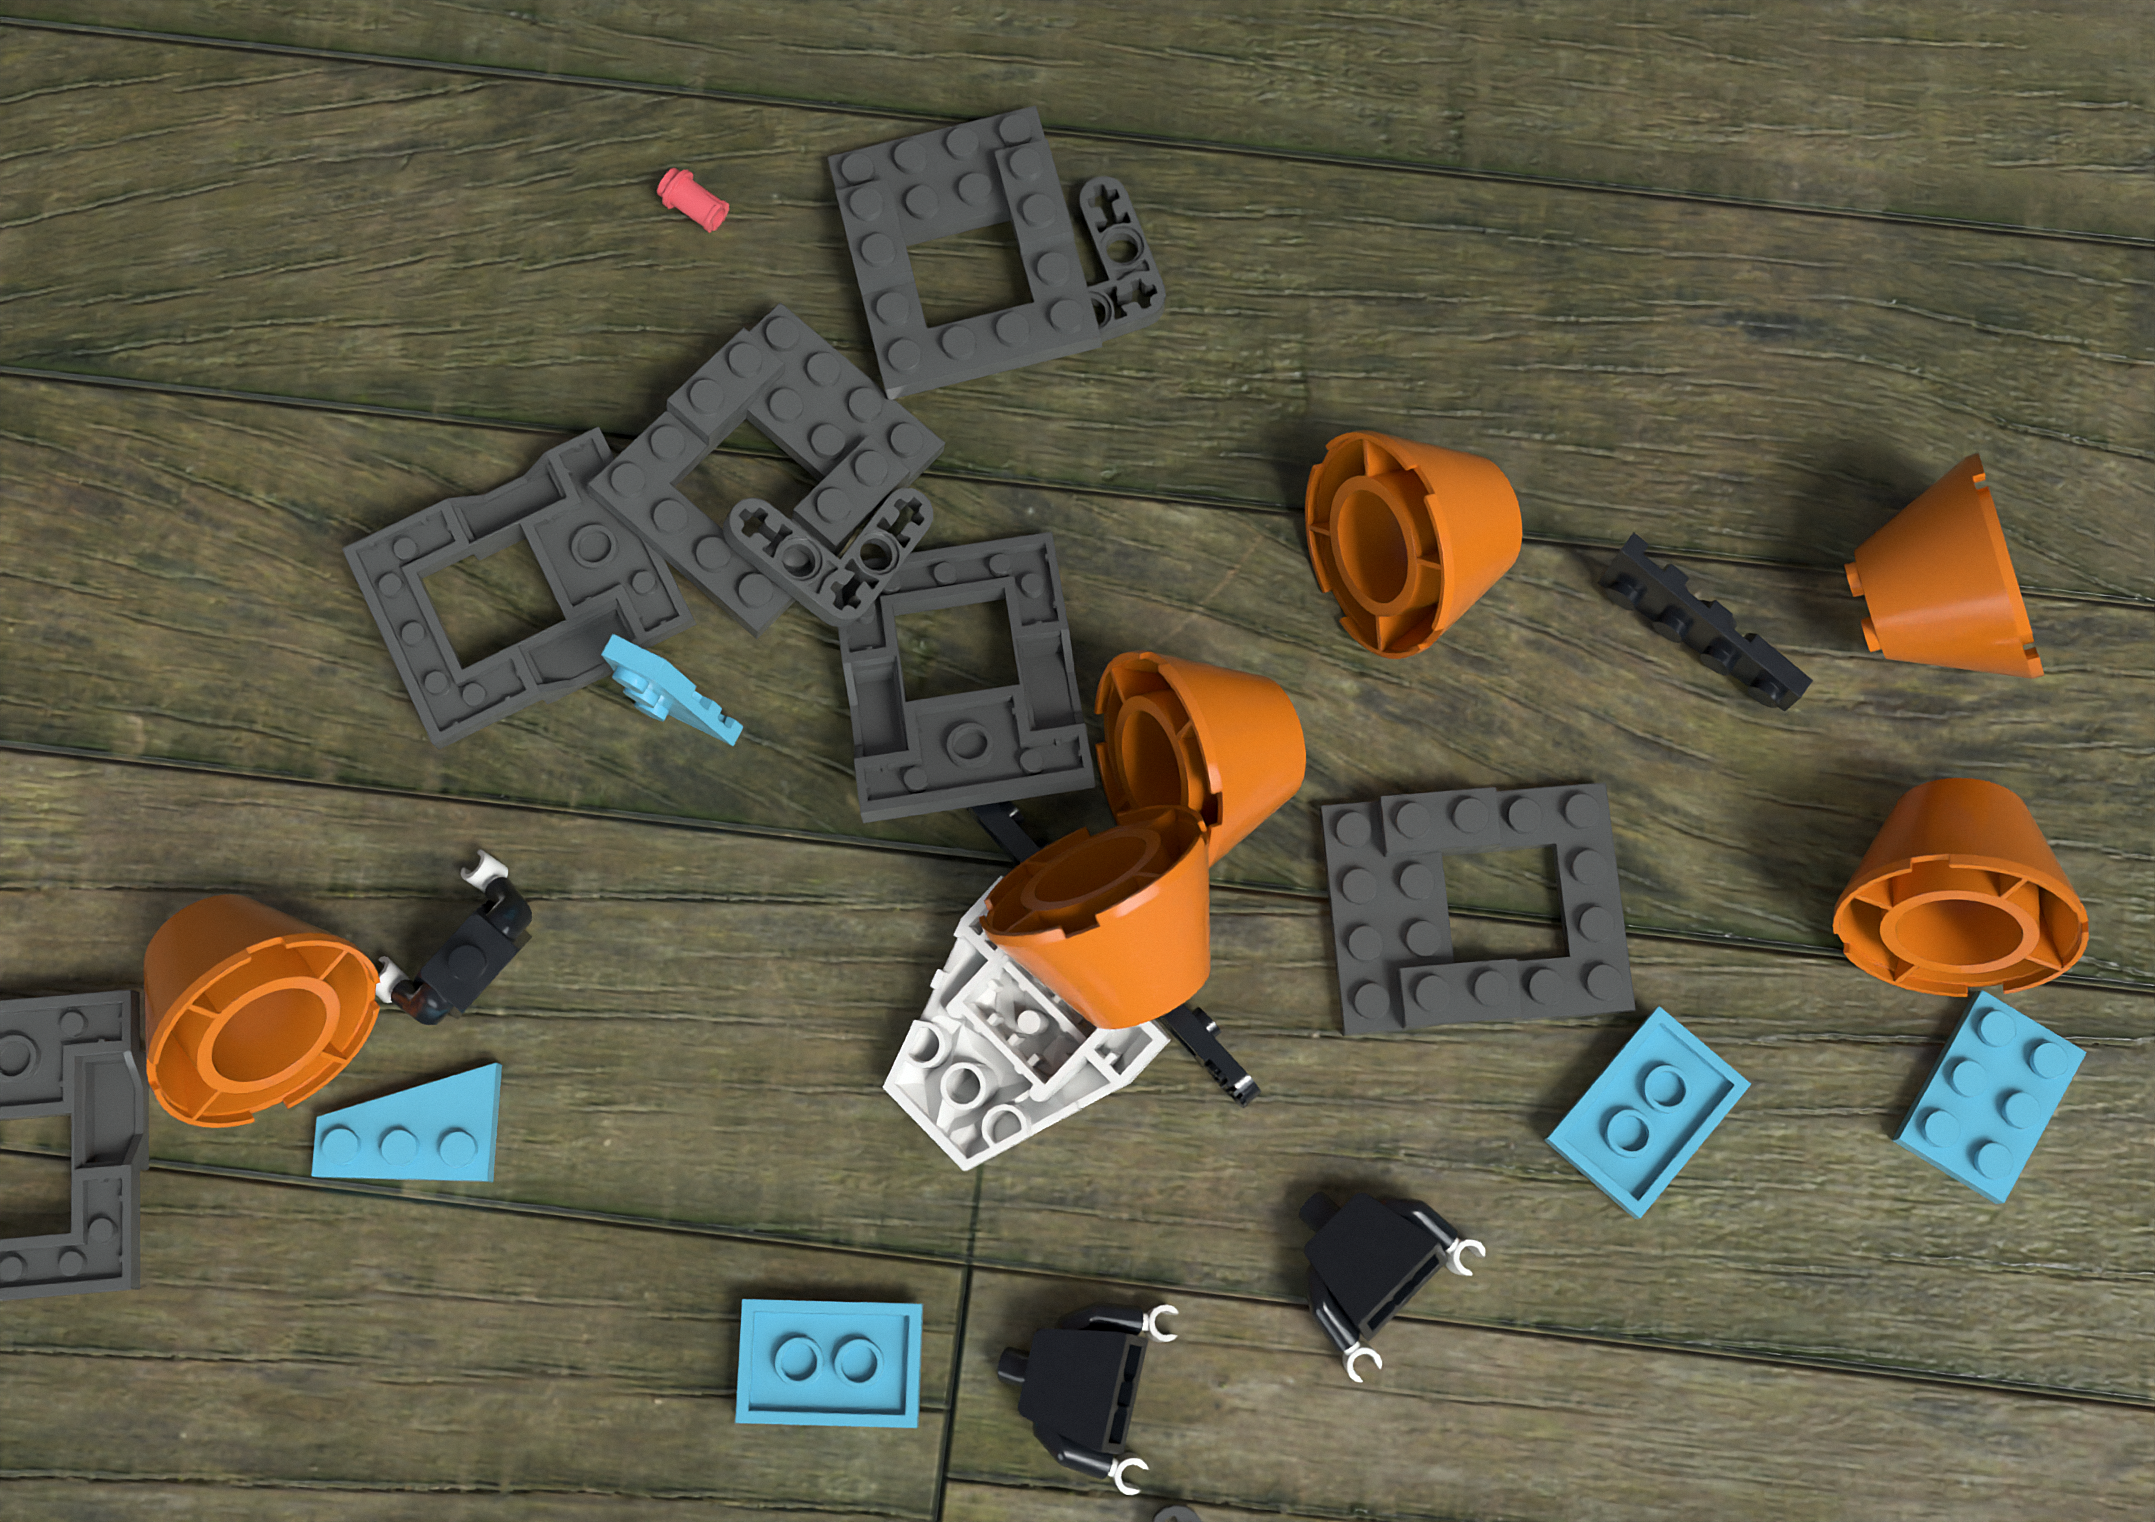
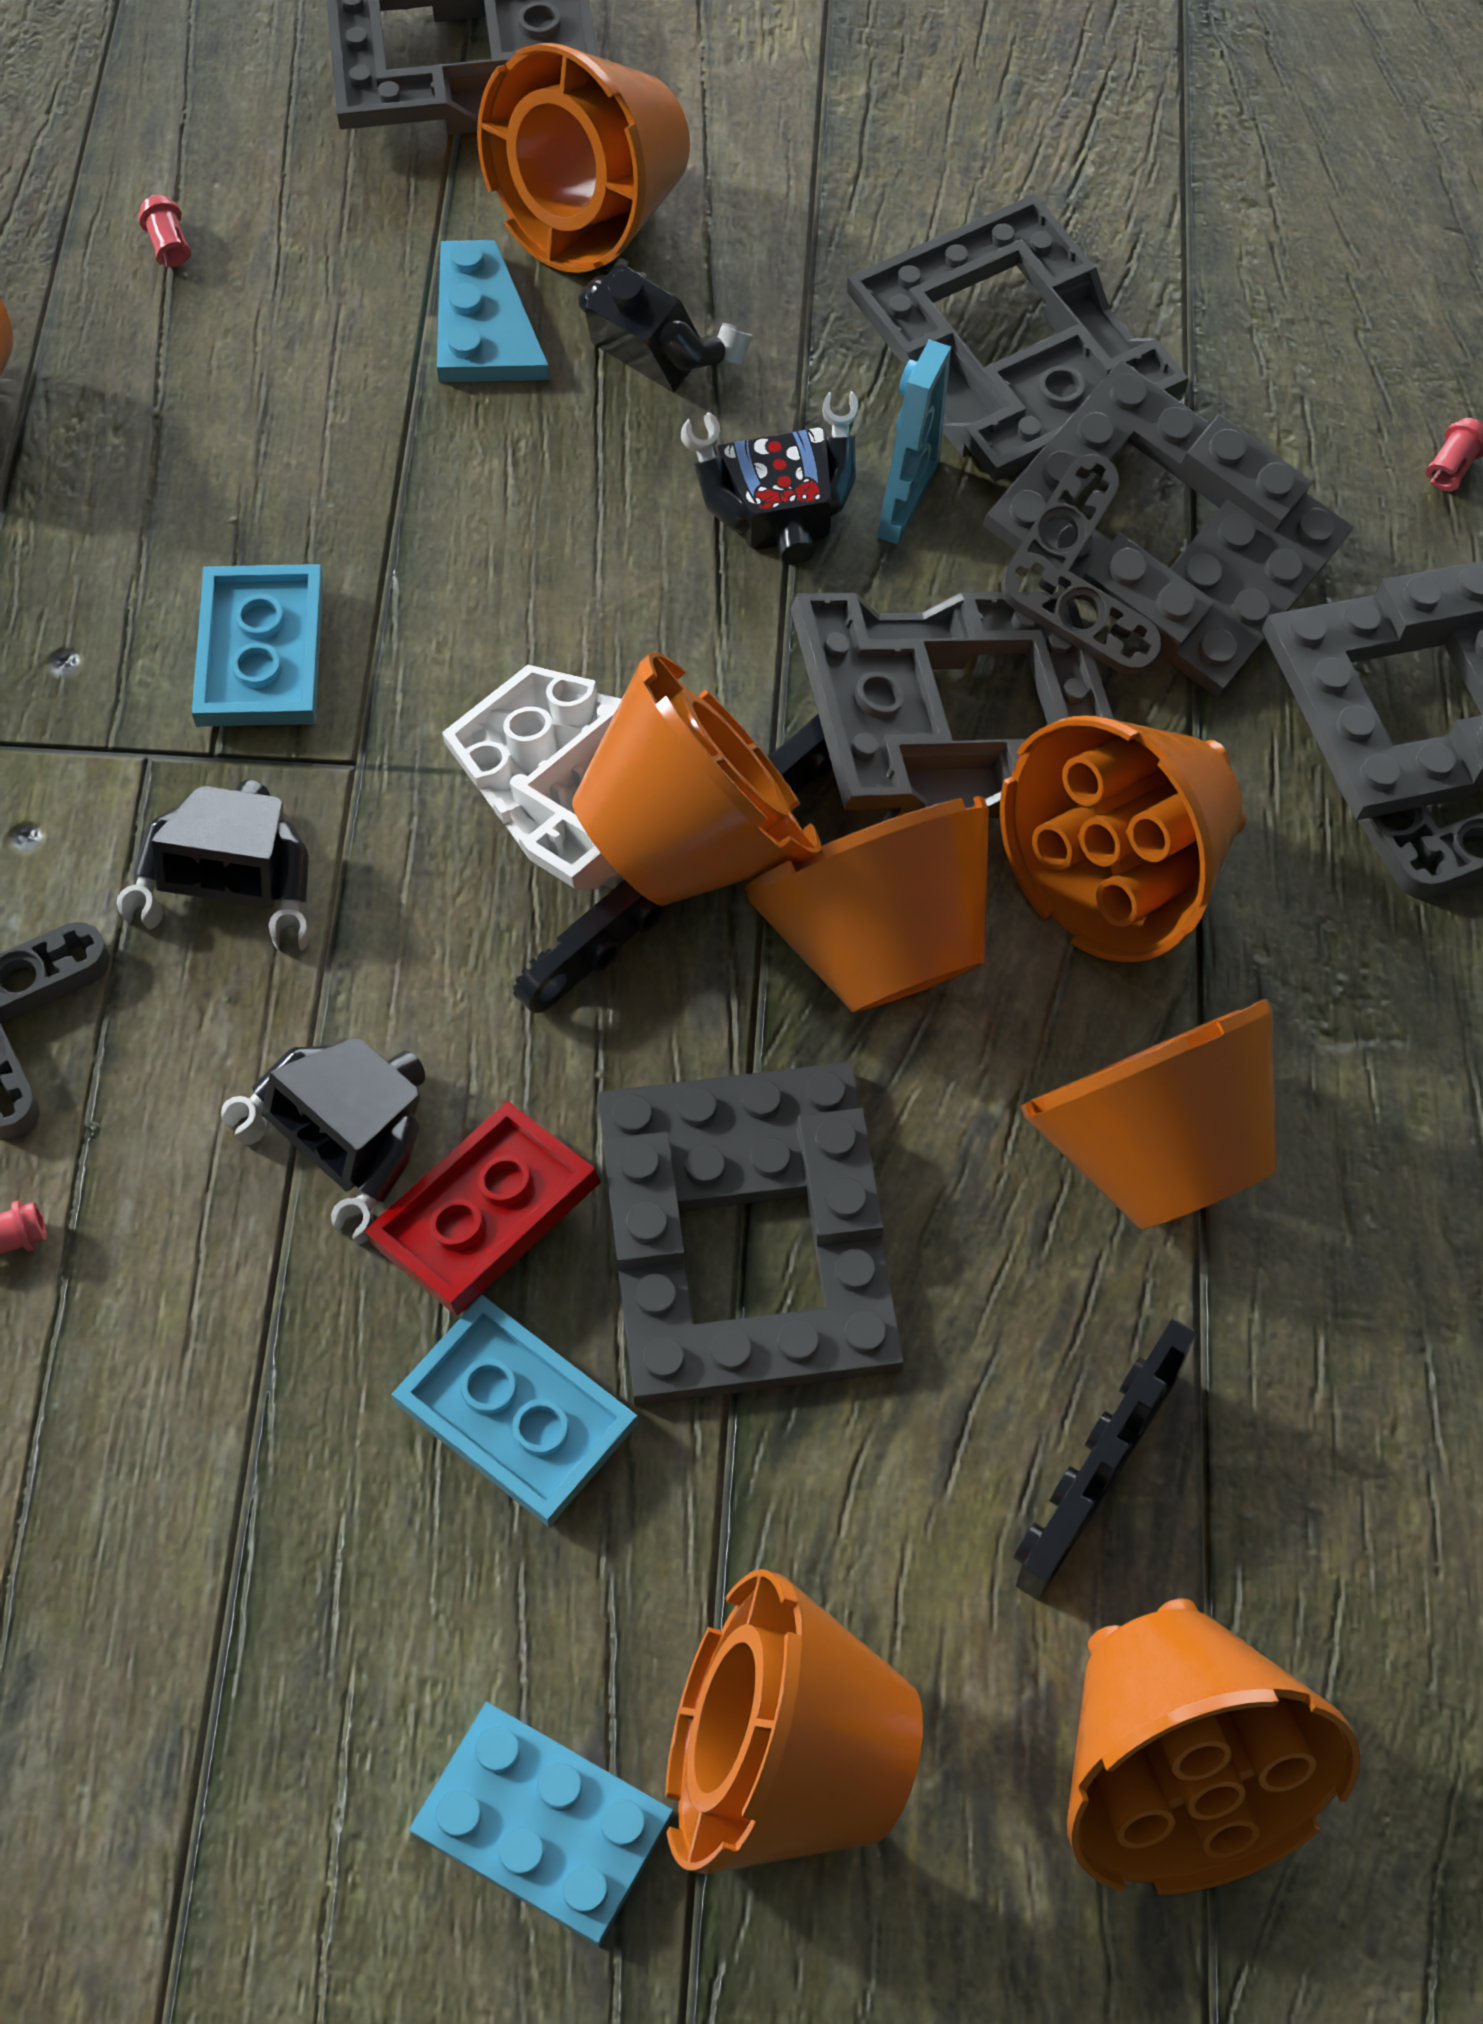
camera: 85 degrees right, 15 degrees down
(256, 1489) = (161, 220): none -> coral pin
(679, 830) = (778, 485): none -> black torso
(1134, 536) = (1119, 831): none -> orange cone
(1462, 1137) = (482, 1207): none -> red plate

